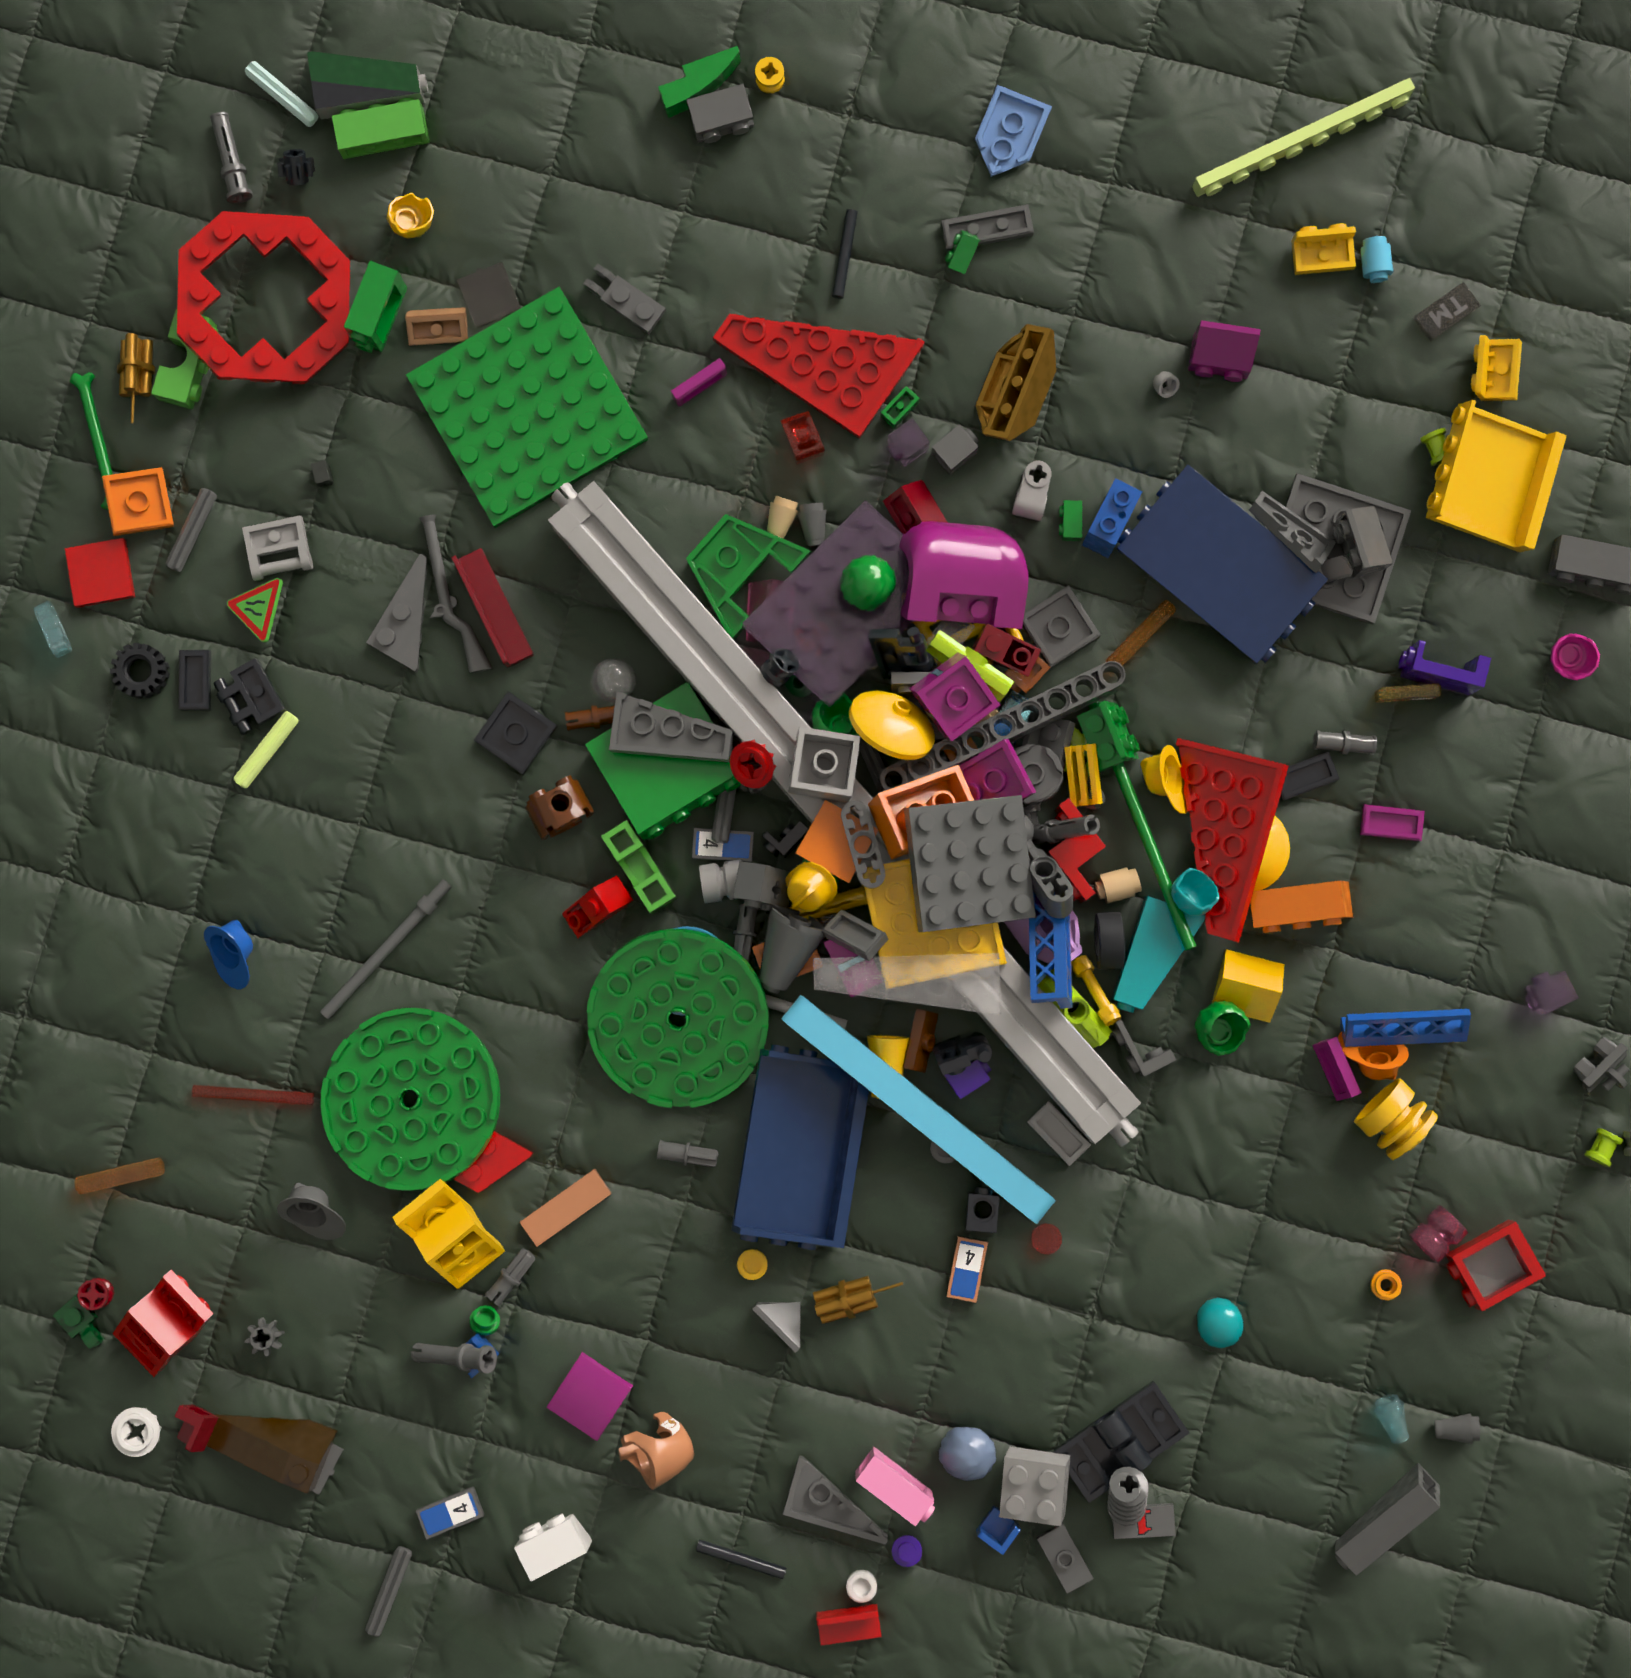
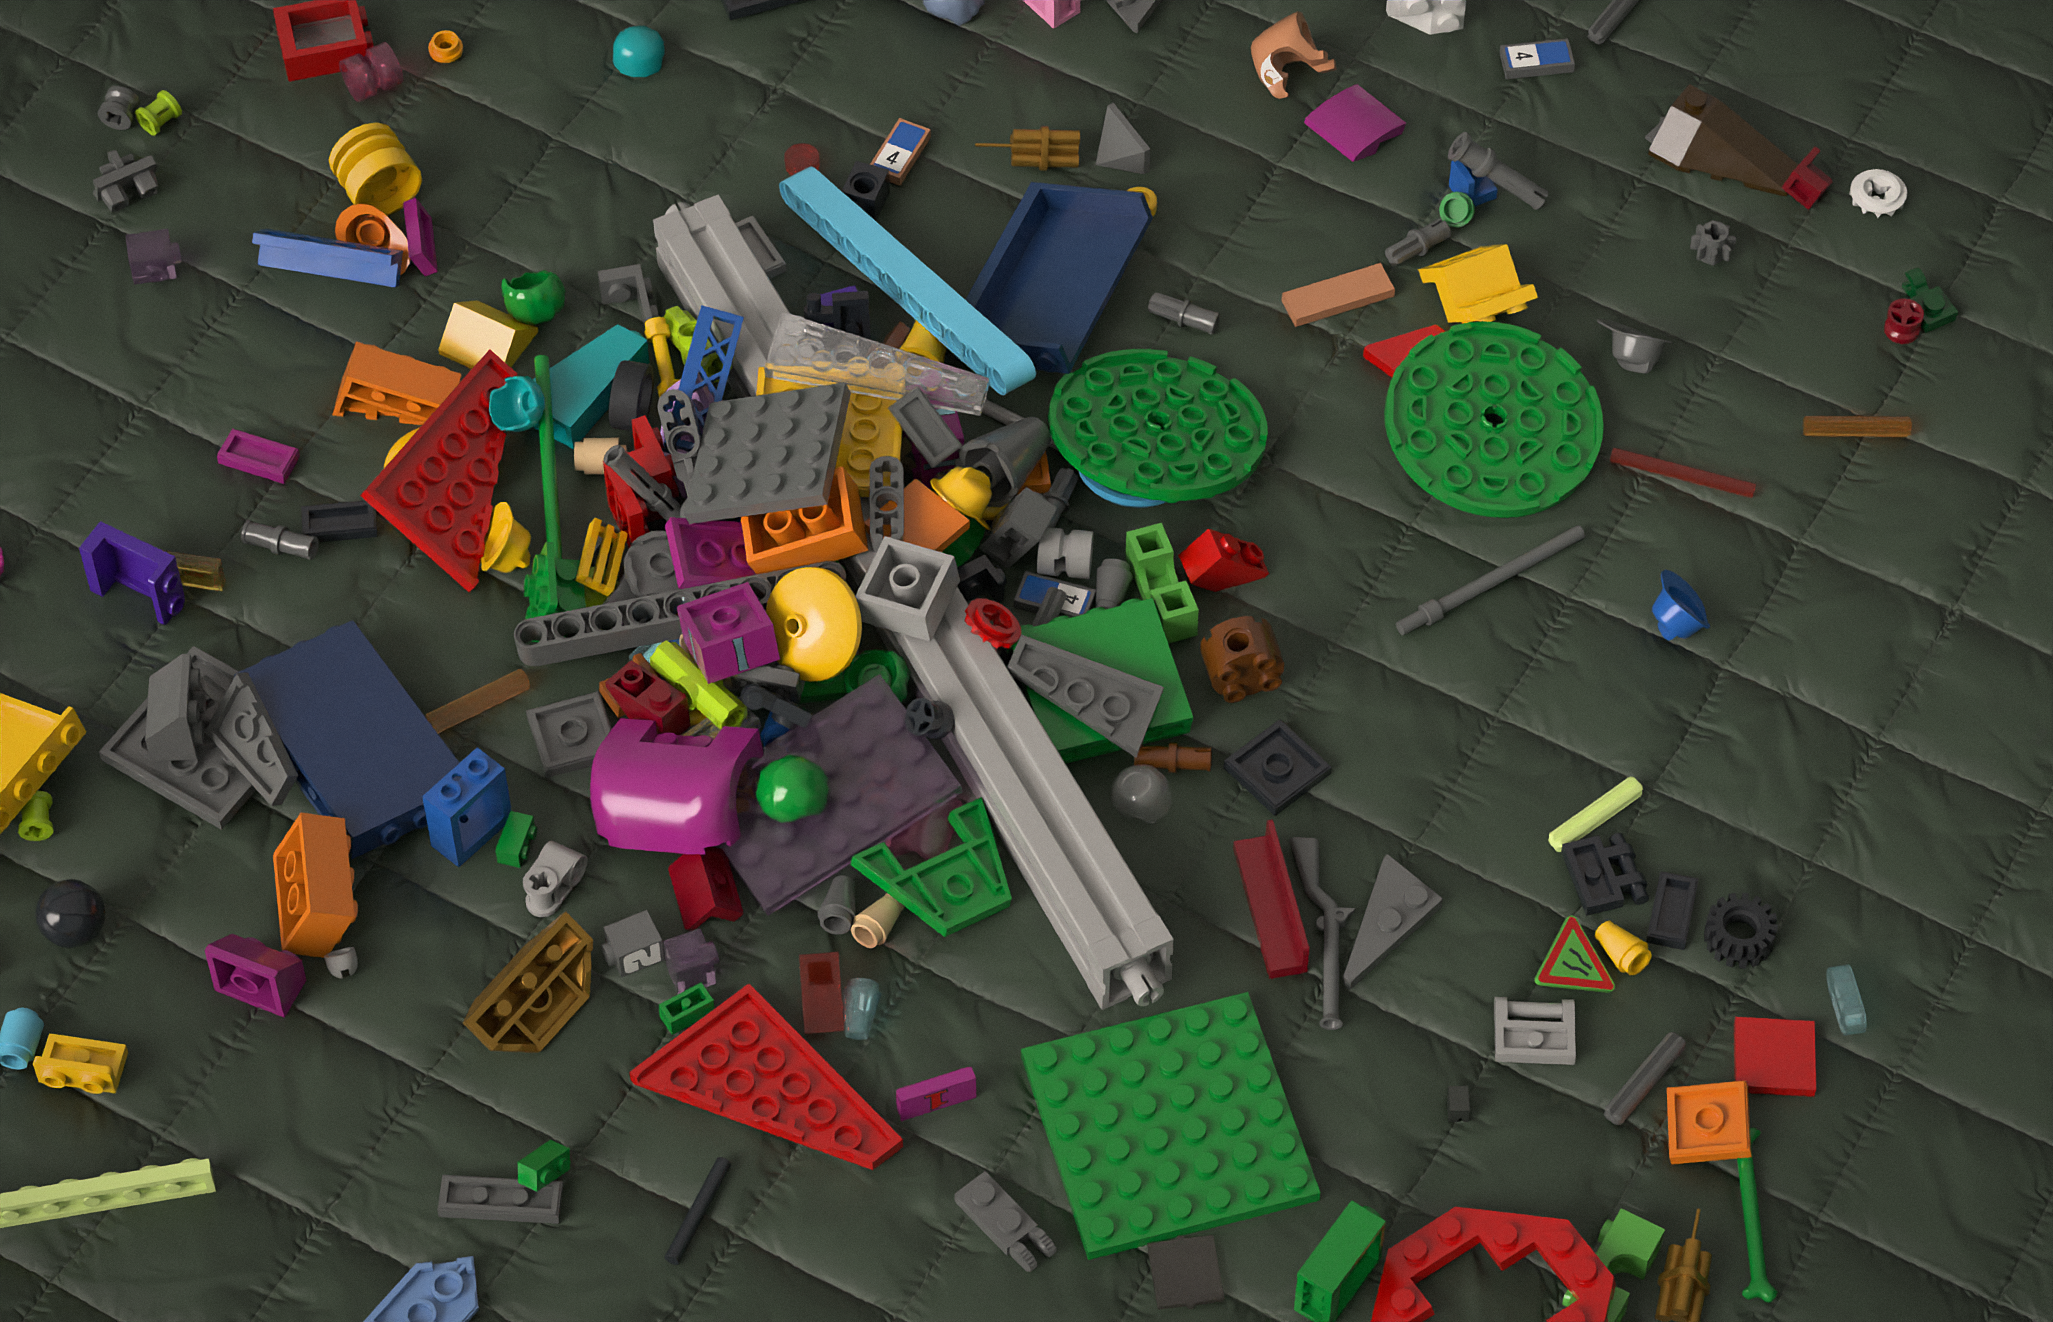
camera: 175 degrees left, 30 degrees down
(163, 1323) = (1826, 269): red bracket -> none
(223, 632) = (1625, 950): none -> yellow cone
(437, 326) = (1263, 1250): medium nougat slope -> none
(680, 863) = (1112, 583): none -> dark grey cone
(774, 442) = (860, 1006): none -> clear light blue cone
(1203, 423) = (314, 885): none -> orange brick
(1377, 363) = (70, 913): none -> black piece

